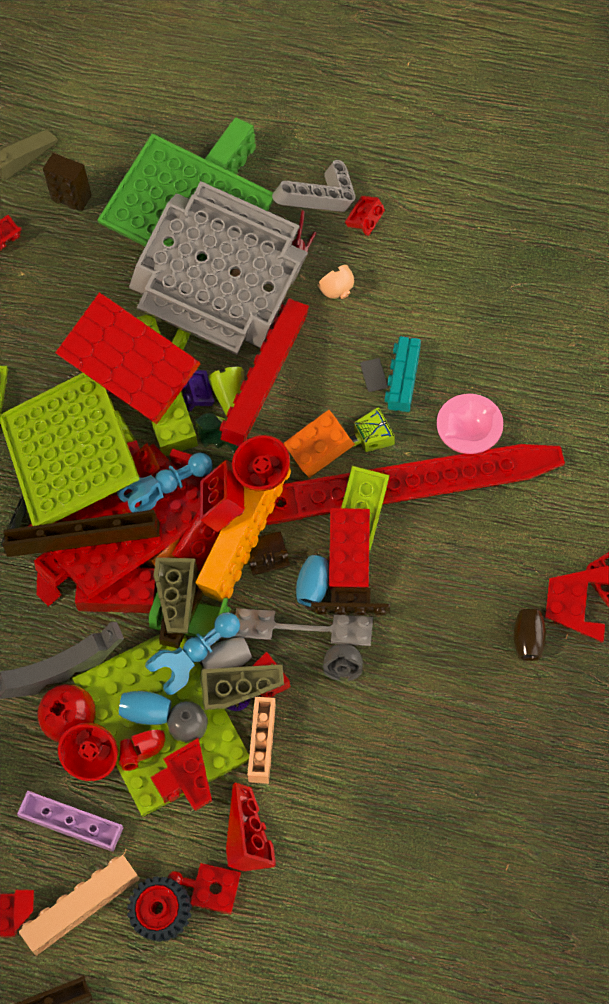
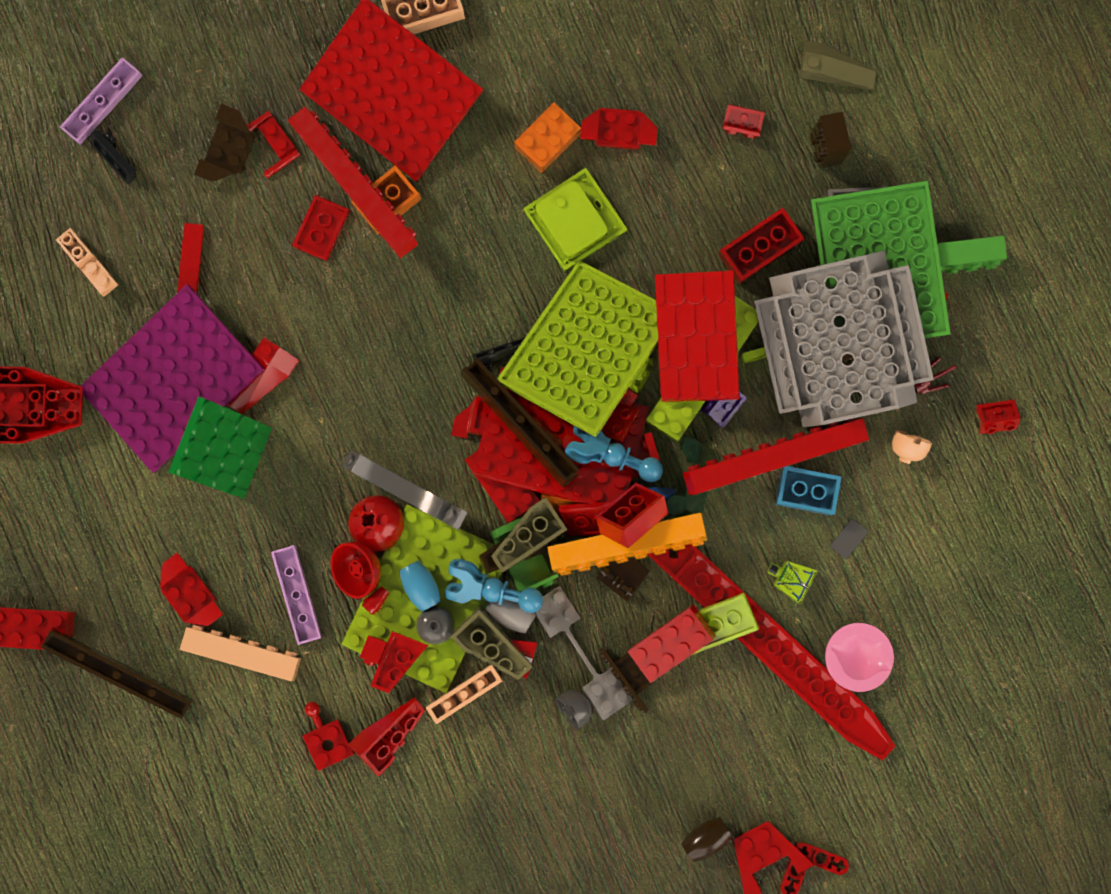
camera: 50 degrees right, 20 degrees up
(102, 274) = (761, 246): none -> red brick
(144, 904) = (294, 717): wheel -> none
(148, 743) = (396, 610): red brick -> none
(227, 385) = (740, 434): lime cone -> none
(255, 457) = (670, 523): red piece -> none
(312, 373) = (808, 490): none -> dark azure brick
(312, 580) = (624, 632): dark azure piece -> none
(319, 443) = (747, 546): orange brick -> none
(335, 196) = (993, 381): light grey beam -> none
(404, 374) = (866, 566): teal brick -> none

